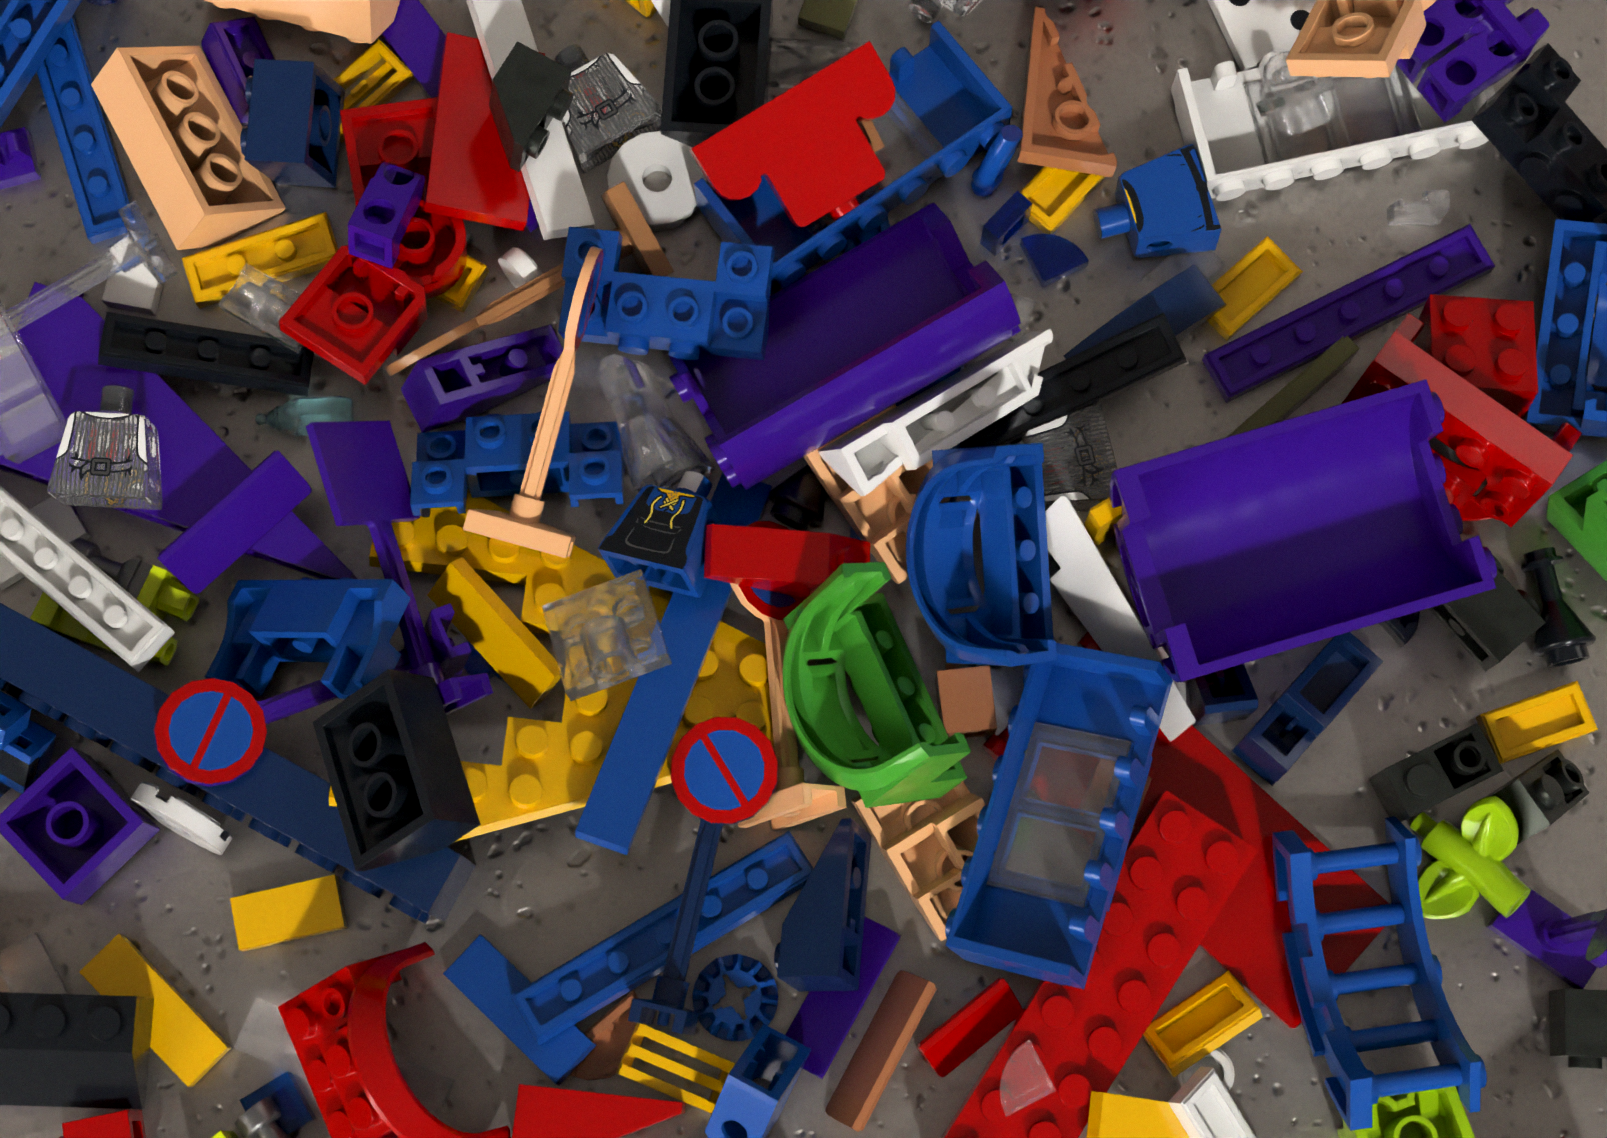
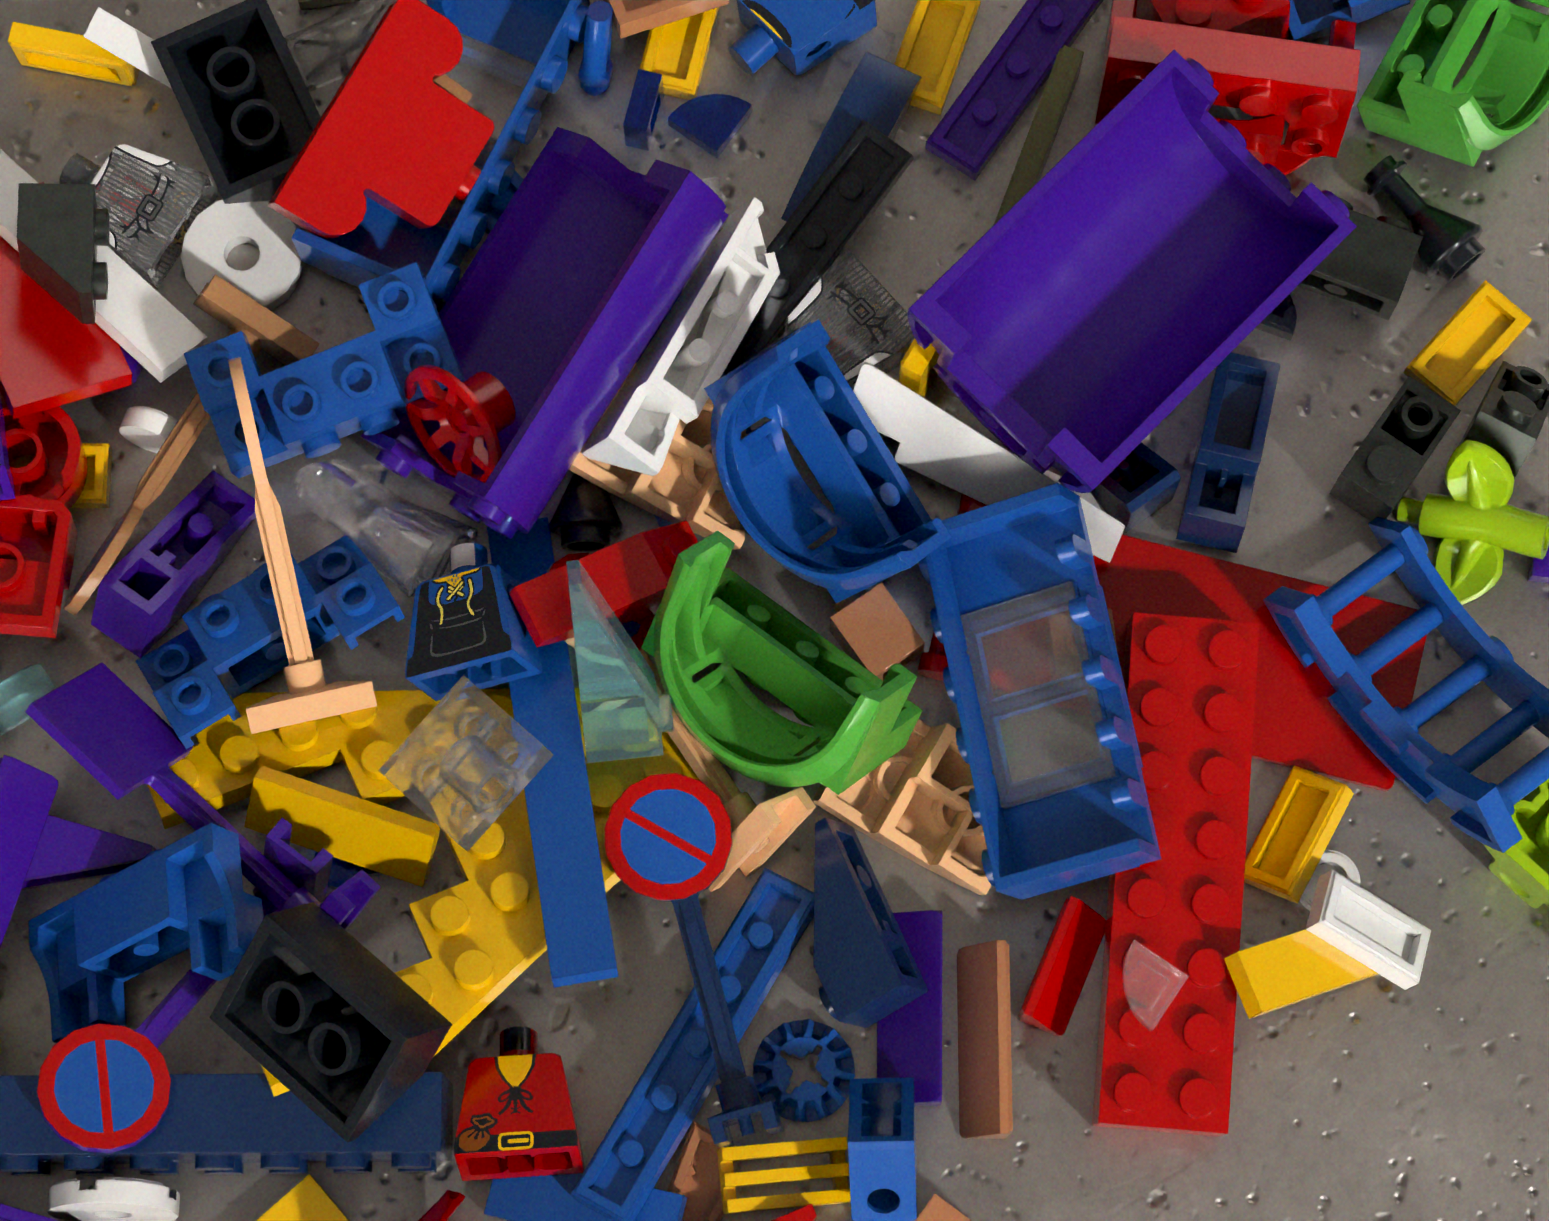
camera: 30 degrees left, 0 degrees up
(505, 914) = (517, 1114): none -> red torso
(747, 631) = (616, 685): none -> clear light blue slope
(750, 379) = (467, 416): none -> red wheel

